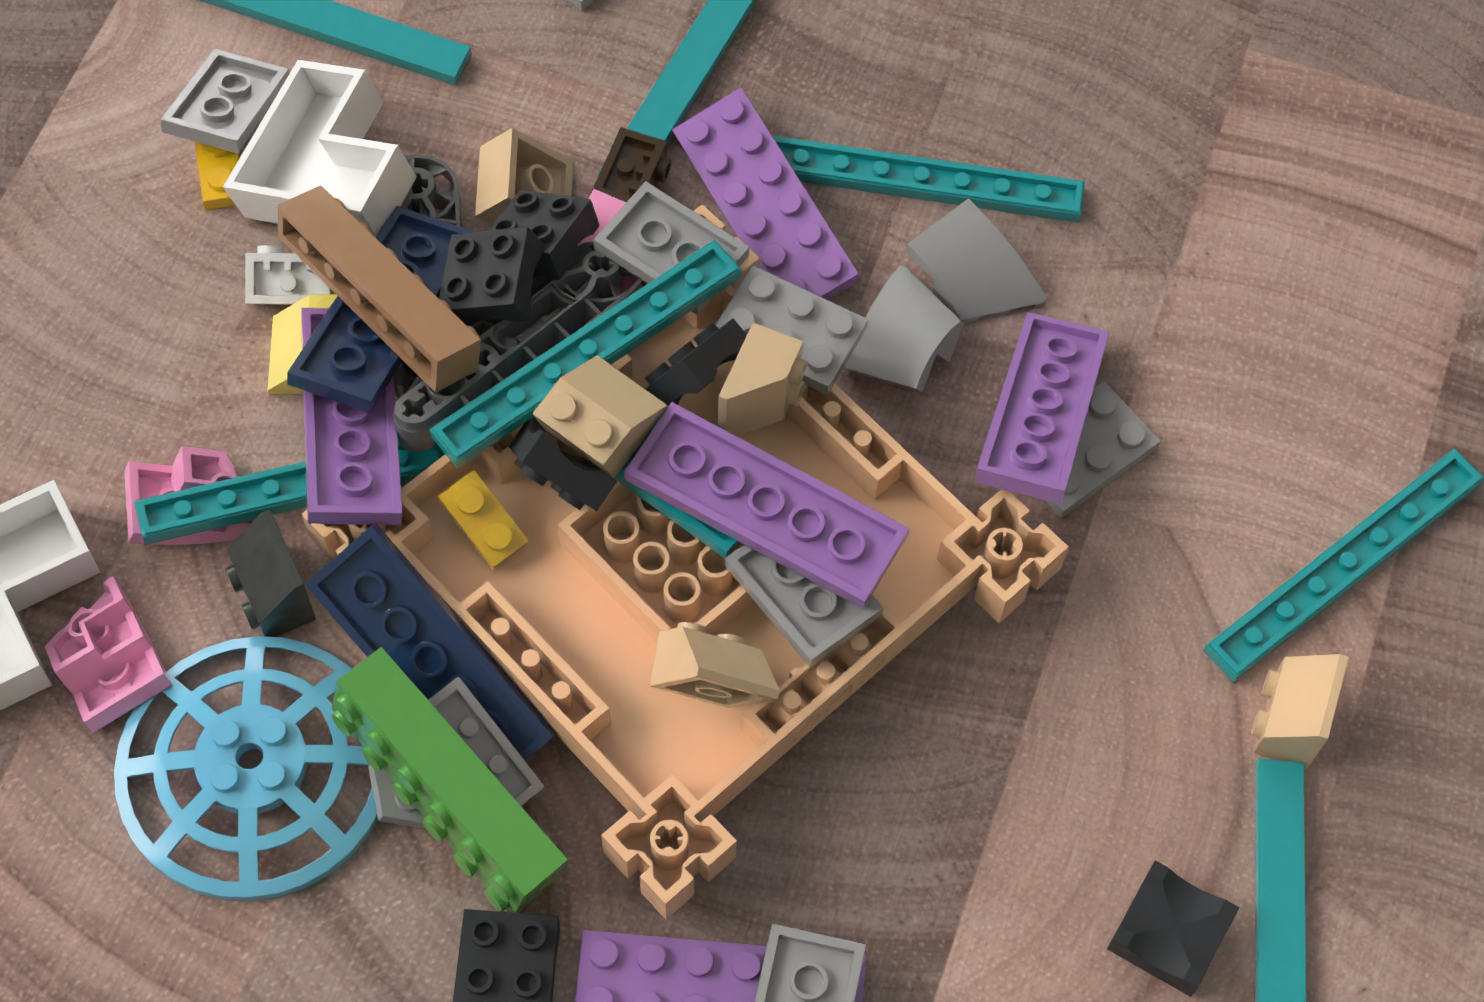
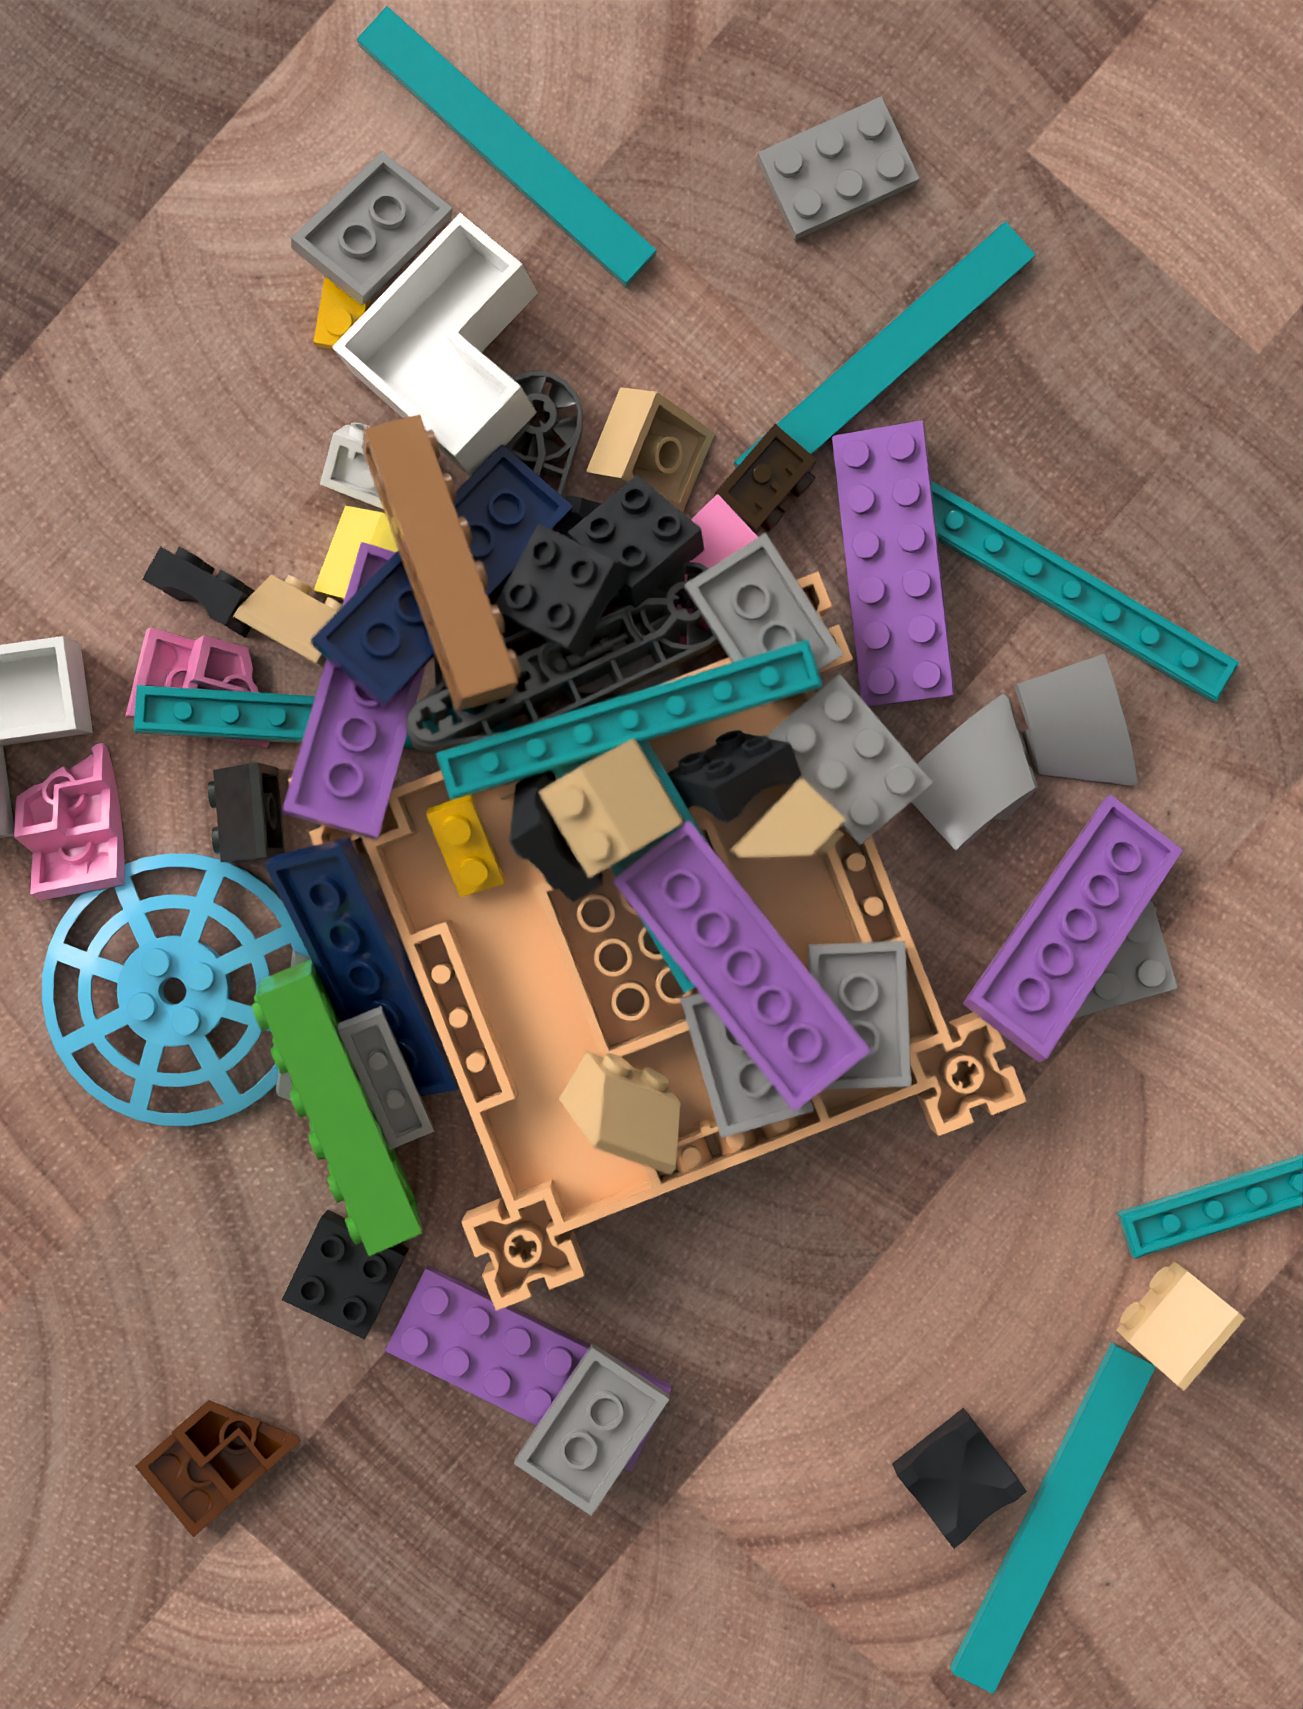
camera: 25 degrees right, 25 degrees up
(171, 407) = (191, 579): none -> black brick
(259, 413) = (288, 615): none -> tan slope
(893, 488) = (871, 992): none -> light grey plate

